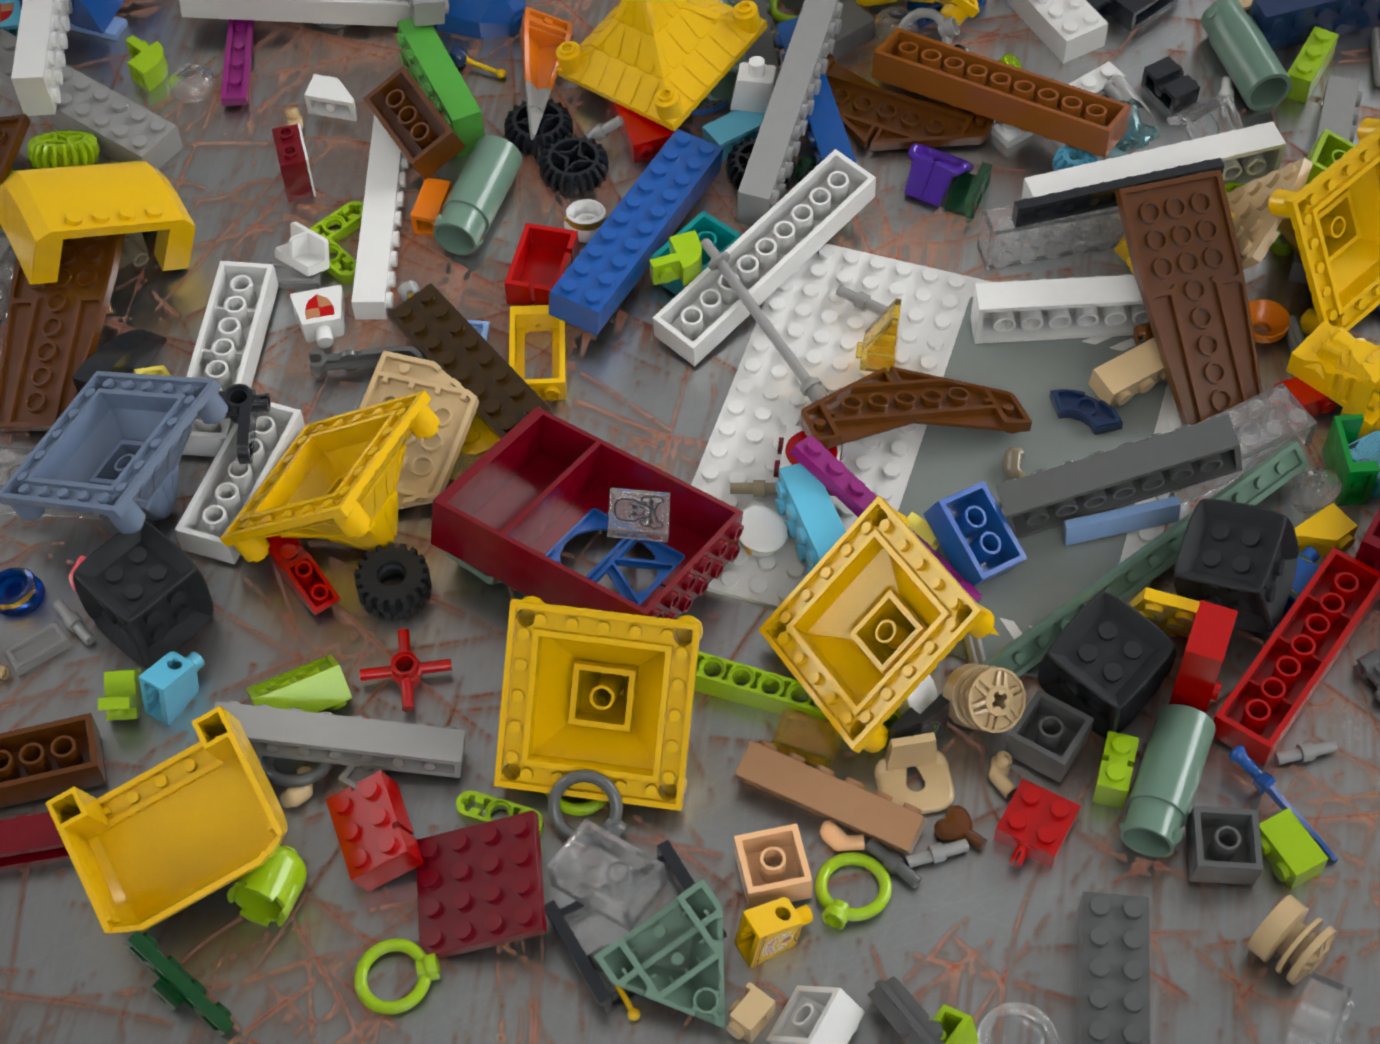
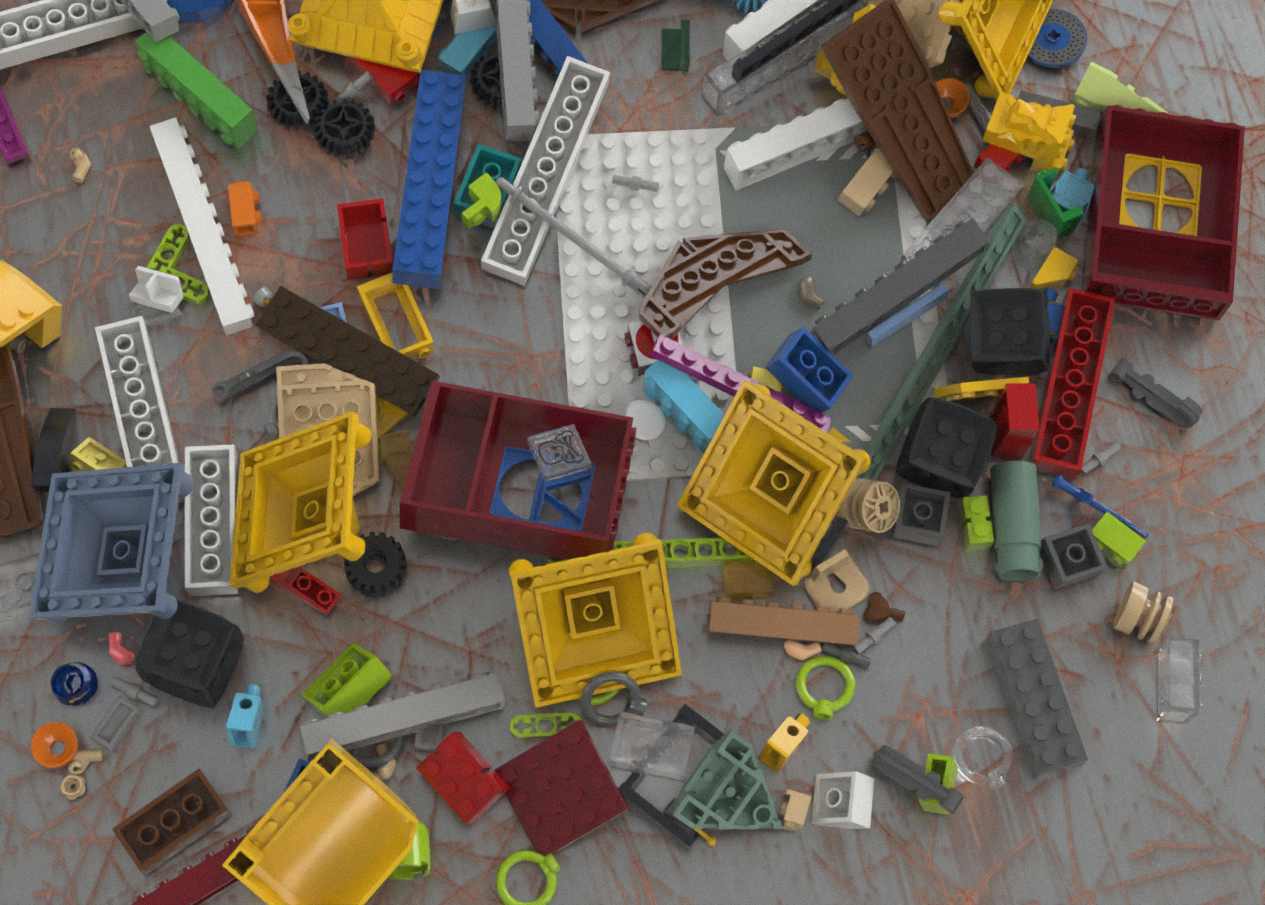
camera: 30 degrees left, 15 degrees up
(122, 694) = (208, 738): lime brick -> none
(243, 410) = (194, 466): black piece -> none
(294, 162) = (106, 207): dark red piece -> none
(320, 314) = (198, 344): white torso -> none
(329, 98) = (102, 128): white slope -> none
(403, 660) = (426, 644): red bar -> none
(414, 122) = (200, 140): reddish brown brick -> none
(460, 58) = (196, 49): hinge -> none
(477, 195) = (279, 187): sand green piece -> none
(585, 217) = (378, 178): white piece -> none
(758, 488) = (625, 382): dark tan bar -> none
(773, 865) = (766, 693): light nougat brick -> none
(803, 166) = (541, 79): clear green arm -> none
(881, 340) = (671, 221): clear yellow slope -> none
(931, 179) = (643, 48): dark purple piece -> none
(999, 772) = (893, 556): tan arm -> none
(1036, 824) = (935, 587): red plate -> none
(1078, 406) = (843, 222): dark blue tile -> none

